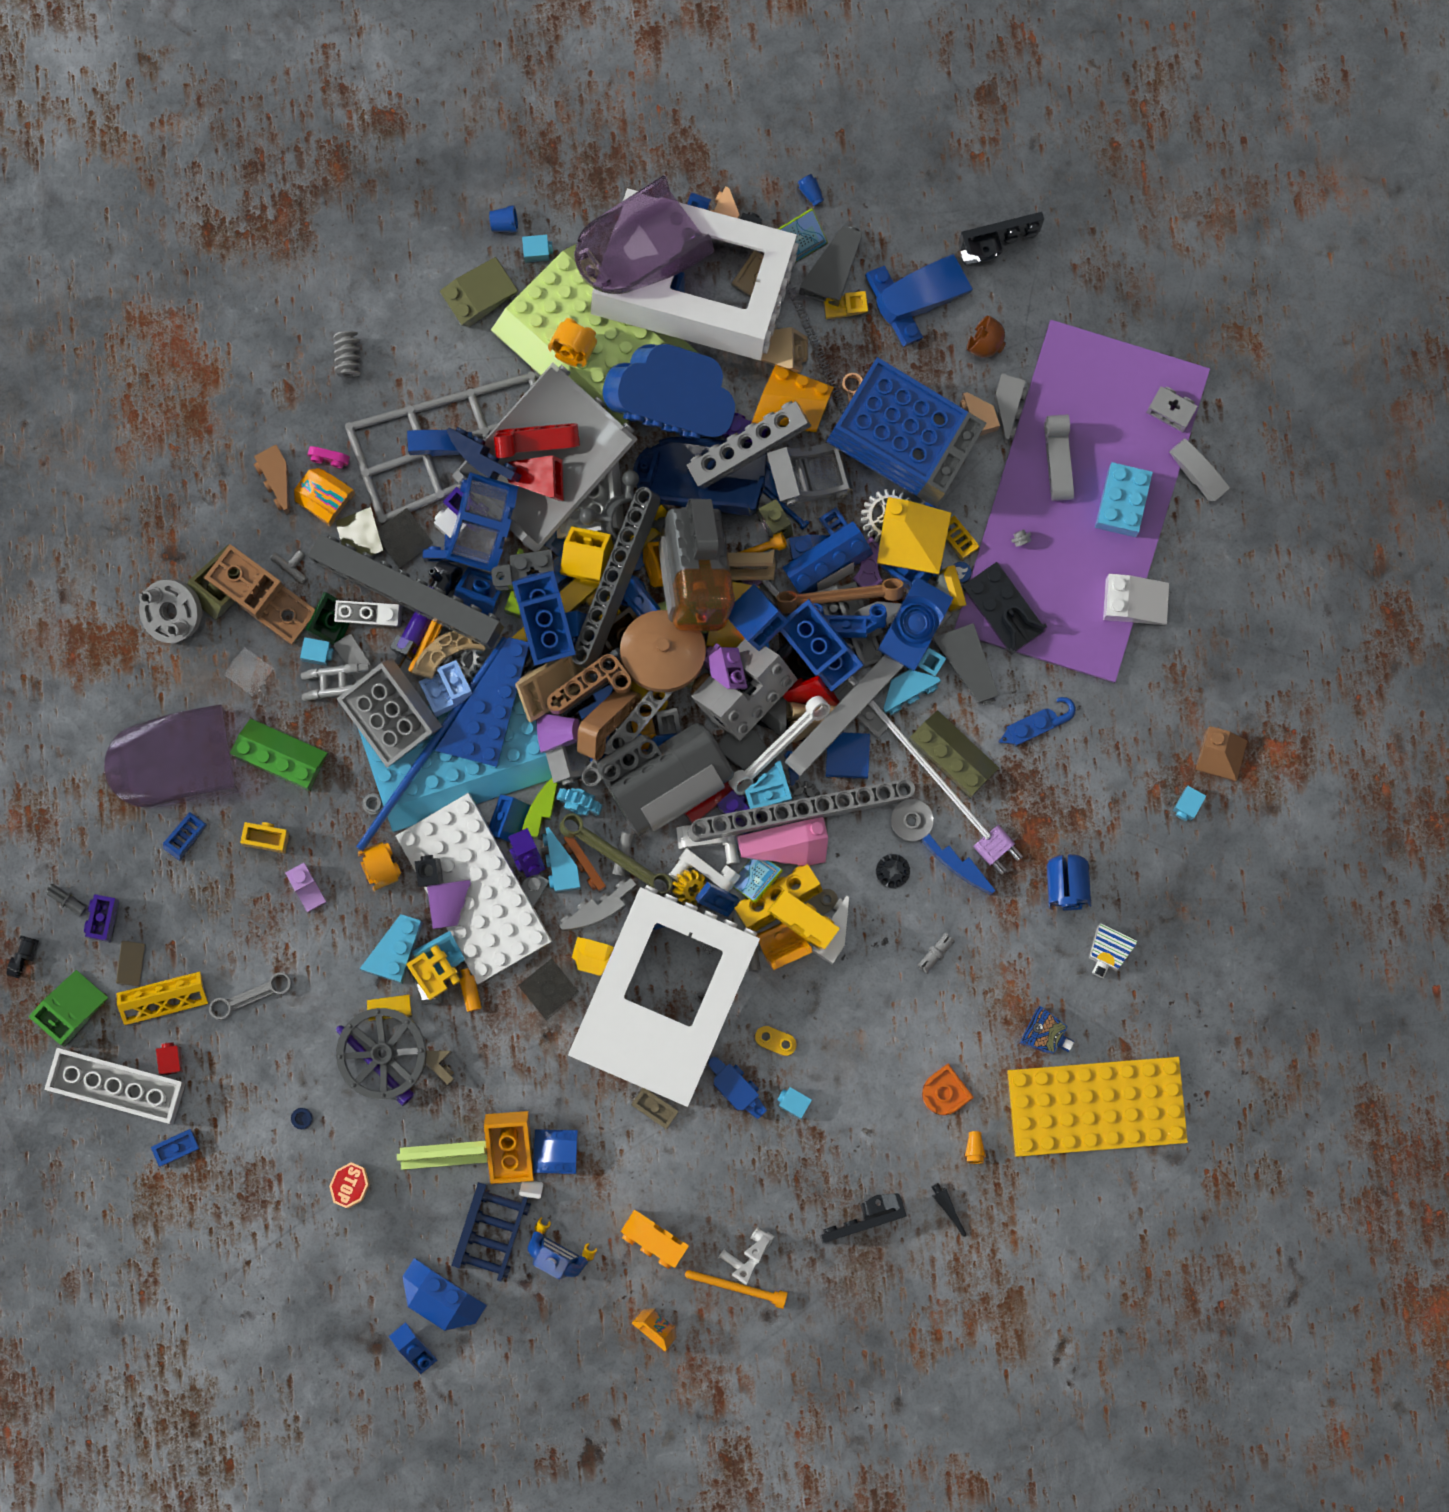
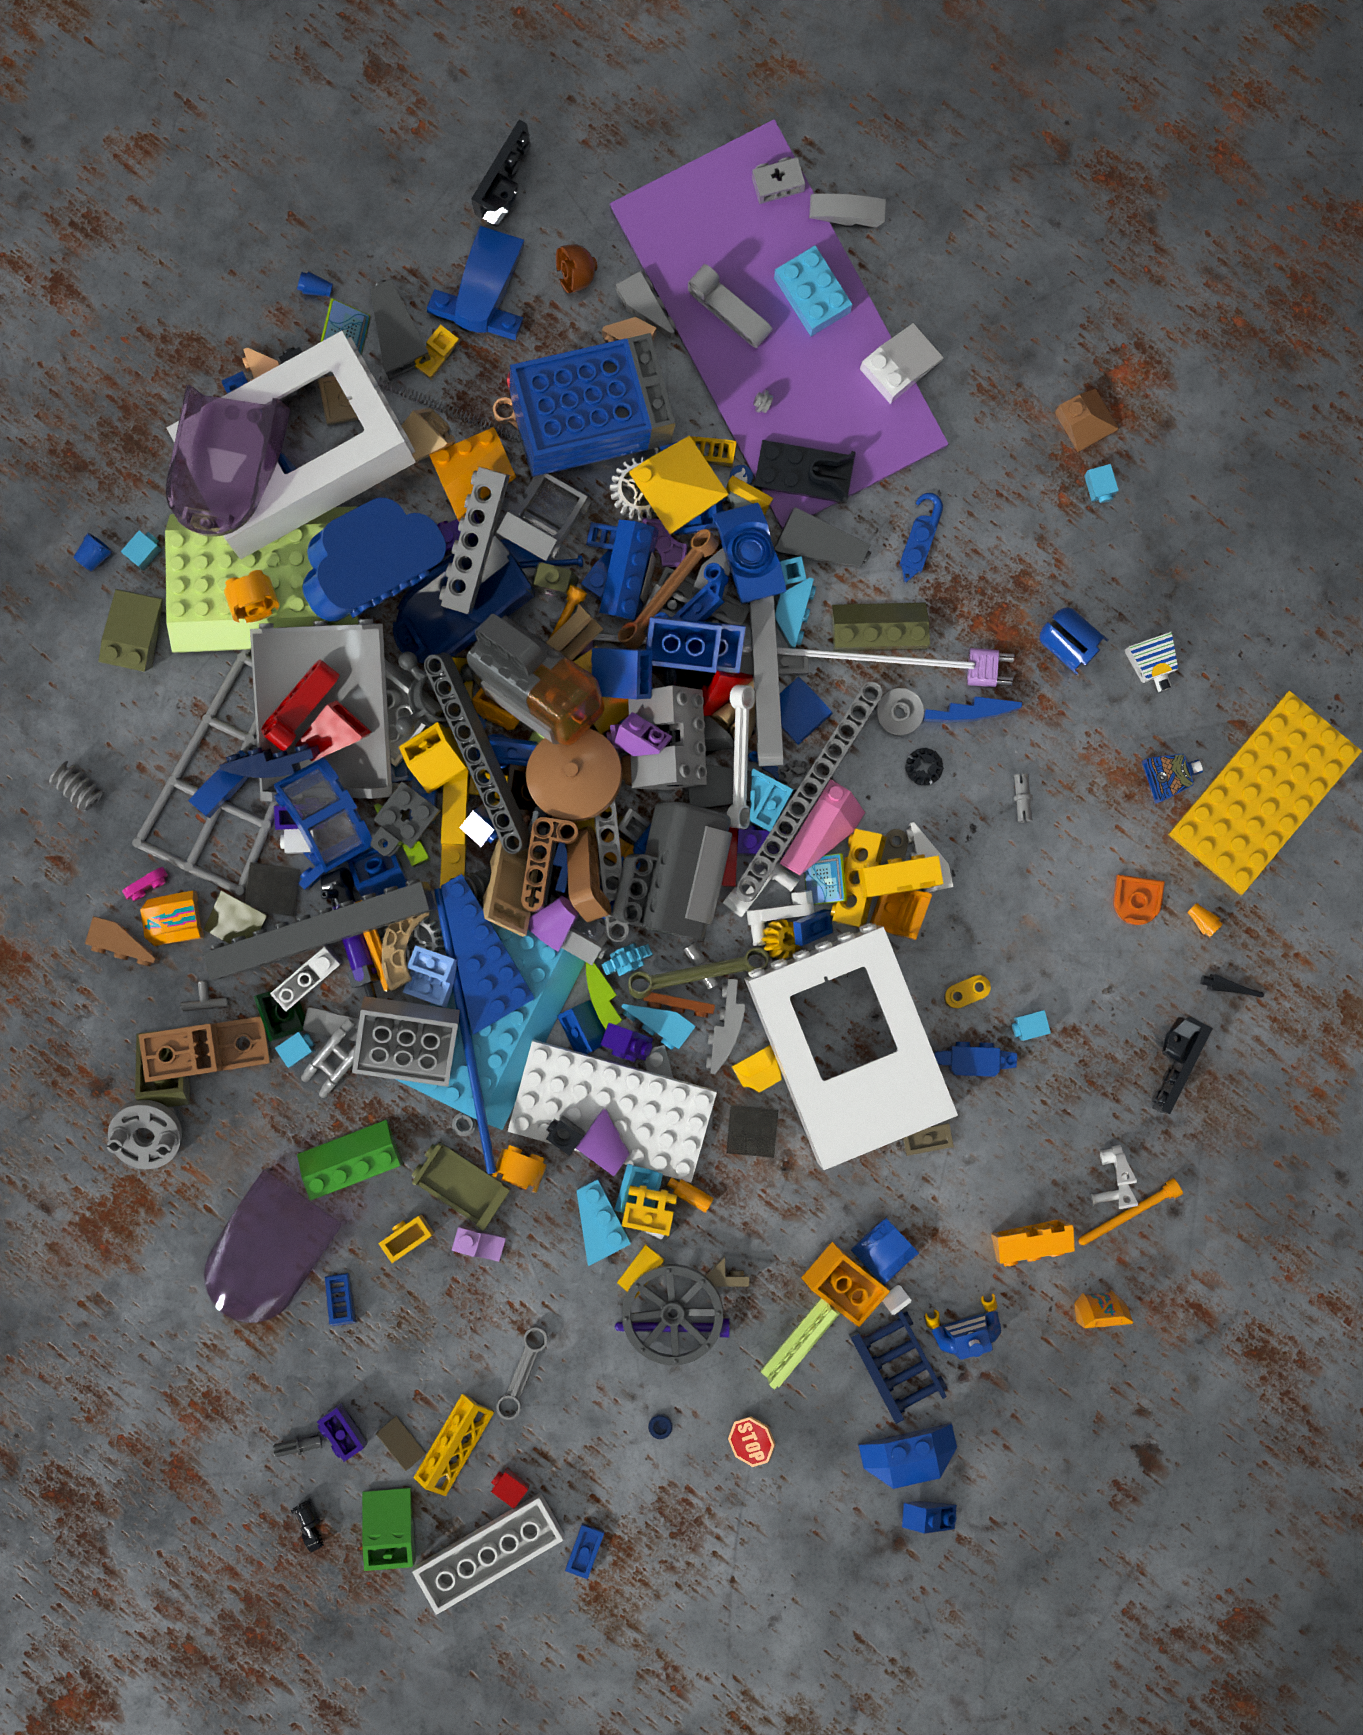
camera: 45 degrees left, 5 degrees up
(248, 671) = (257, 1118): clear piece -> none
(332, 839) = (460, 1184): none -> olive panel
(543, 617) = (452, 842): blue slope -> none

